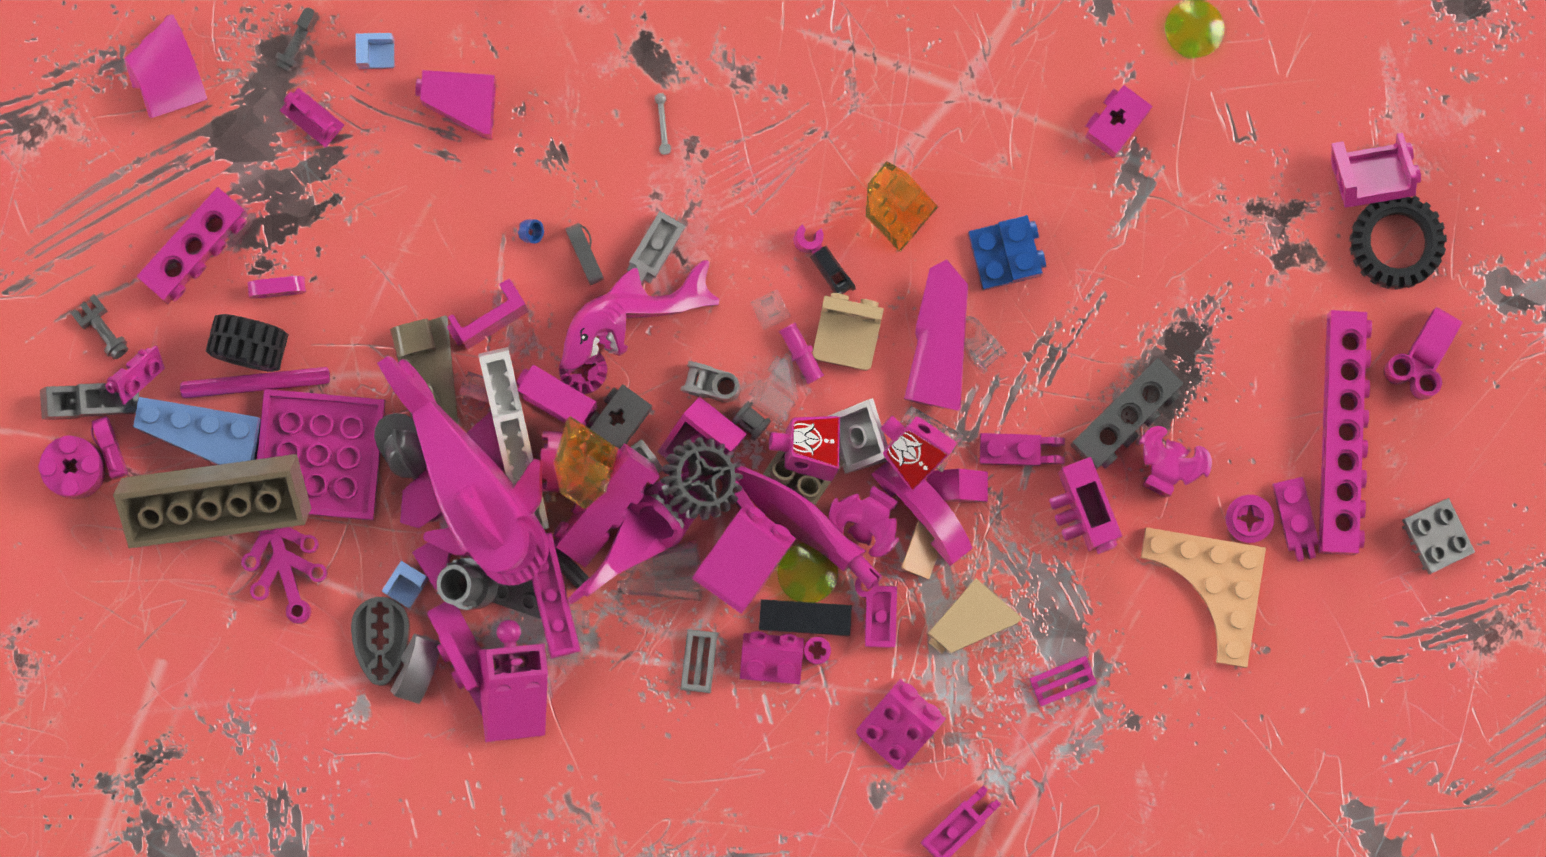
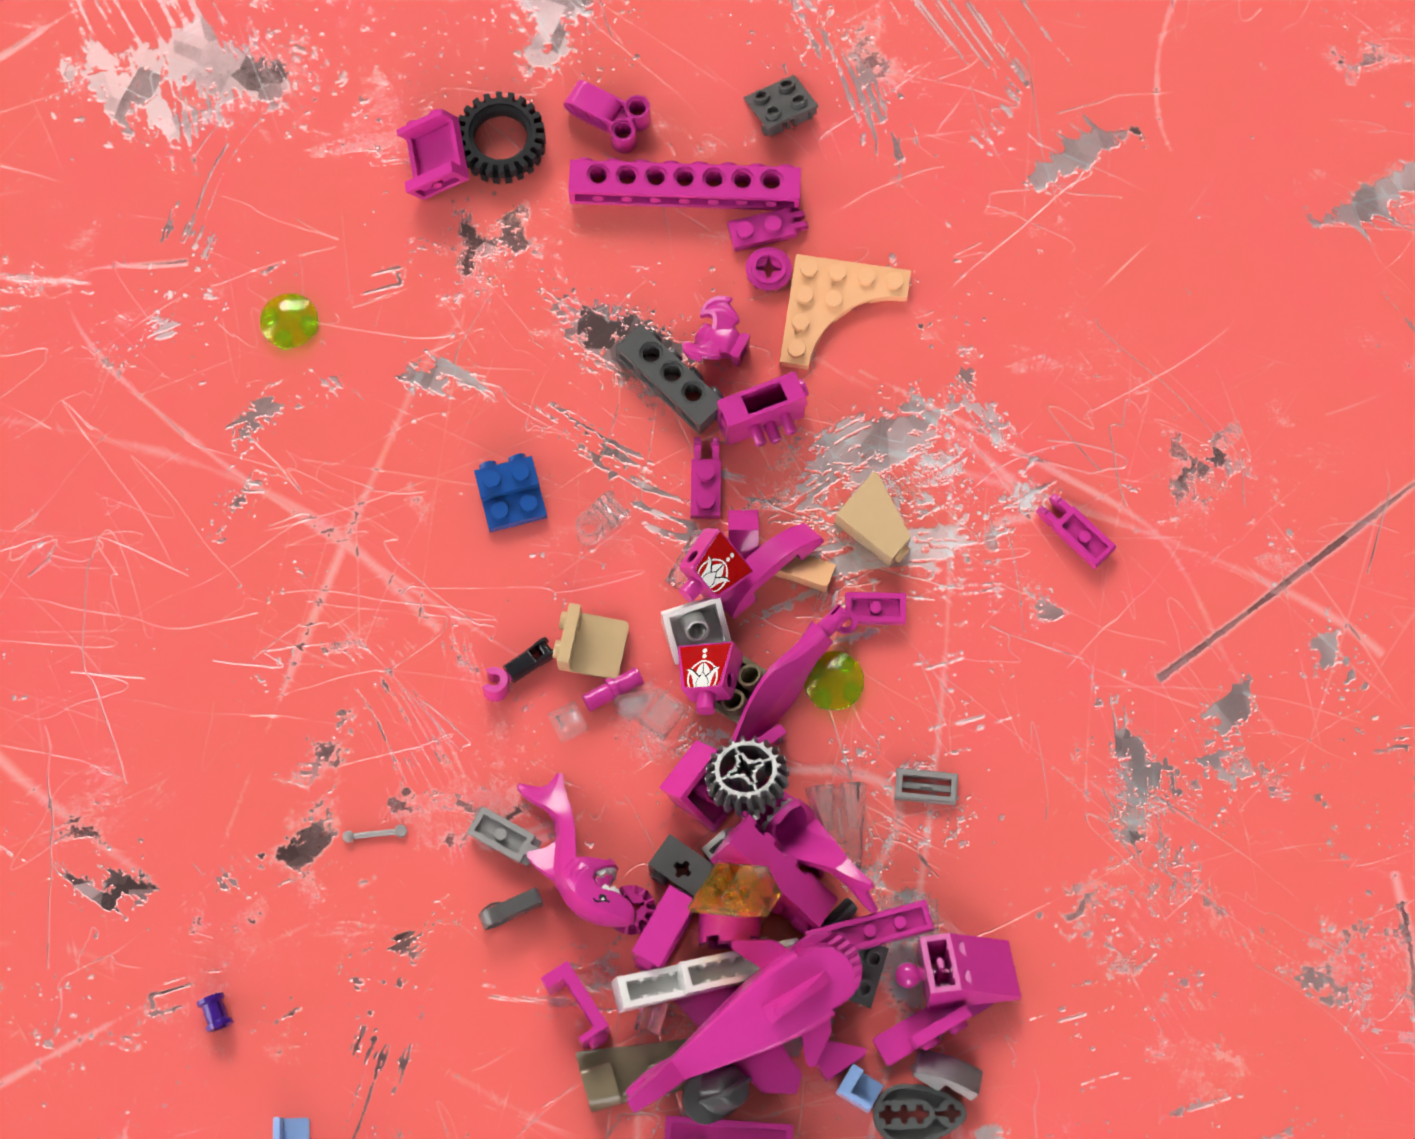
camera: 90 degrees left, 10 degrees down
(460, 98) = (344, 1043): dark pink slope -> none
(466, 585) = (866, 1033): dark grey piece -> none
(534, 225) = (486, 966): blue hinge -> none
(708, 382) = (643, 780): light grey piece -> none
(744, 558) = (824, 736): dark pink slope -> none
(751, 421) = (682, 737): dark grey bush -> none
(771, 657) = (920, 713): dark pink bracket -> none
(805, 617) = (878, 682): black tile -> none
(825, 645) = (917, 676): dark pink bush -> none
(869, 520) = (780, 618): dark pink animal -> none
(897, 205) = (461, 596): clear yellow slope -> none
(900, 725) = (982, 587): dark pink bracket -> none
(940, 333) = (603, 552): dark pink panel -> none
(1086, 672) = (921, 416): dark pink tile -> none
(1111, 137) = (371, 375): dark pink brick -> none

